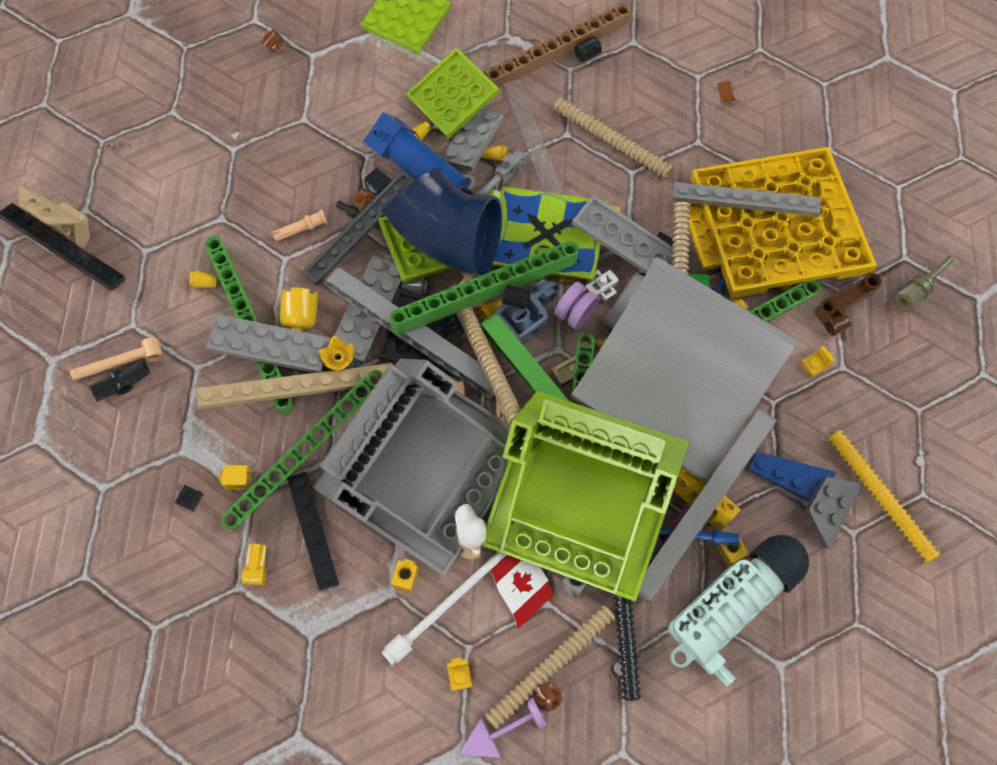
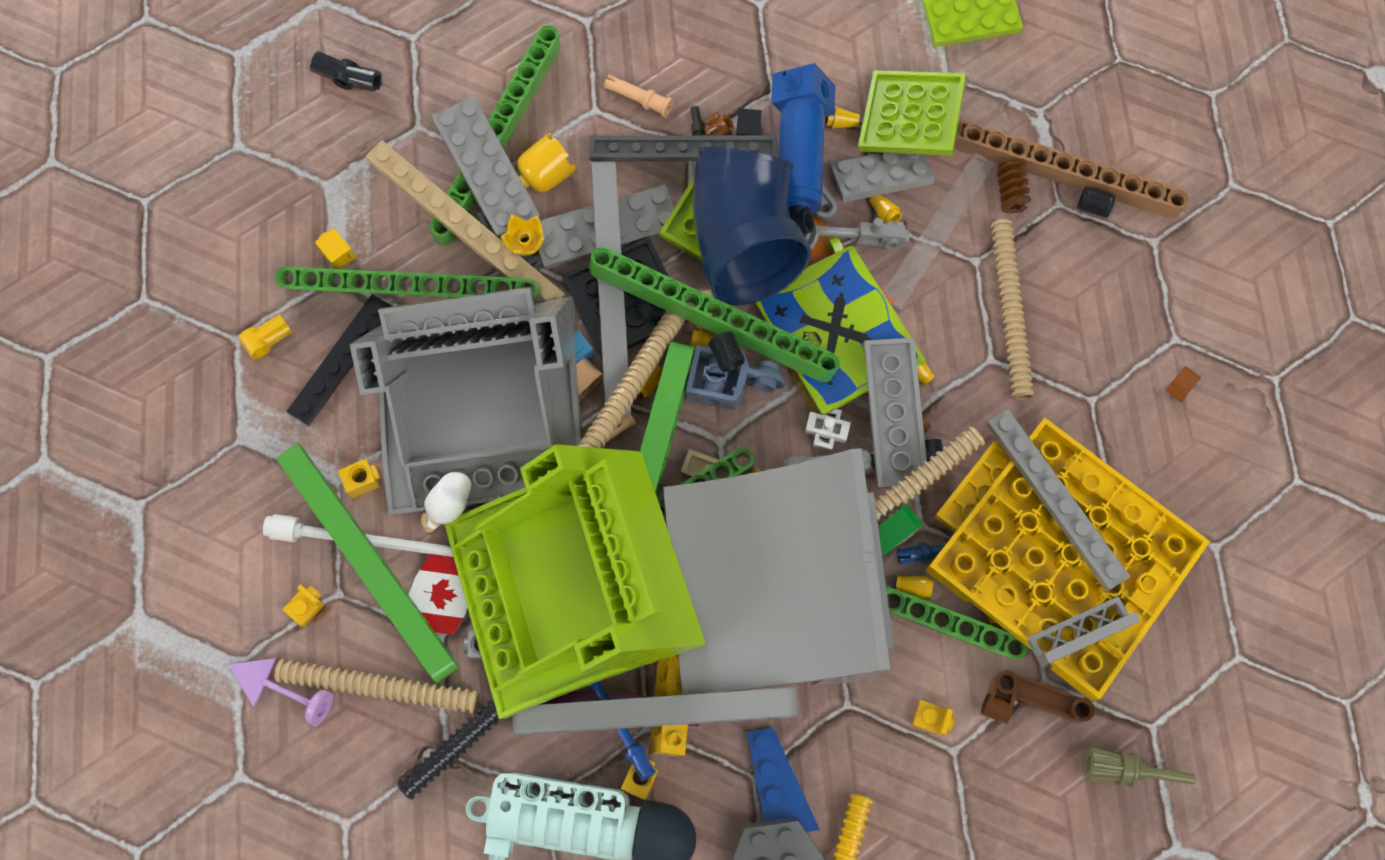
camera: 50 degrees right, 5 degrees up
(150, 351) = (396, 73): light nougat piece -> none
(189, 498) = (285, 226): black tile -> none
(202, 280) = (505, 55): yellow cone -> none
(417, 286) = (669, 254): dark grey cone -> none
(465, 609) = (368, 563): none -> bright green beam
(541, 80) = (1012, 186): none -> reddish brown piece
(548, 696) = (343, 706): dark orange gear -> none
(576, 305) = (776, 419): lavender wheel -> none
(840, 244) = (1090, 637): none -> light grey fence

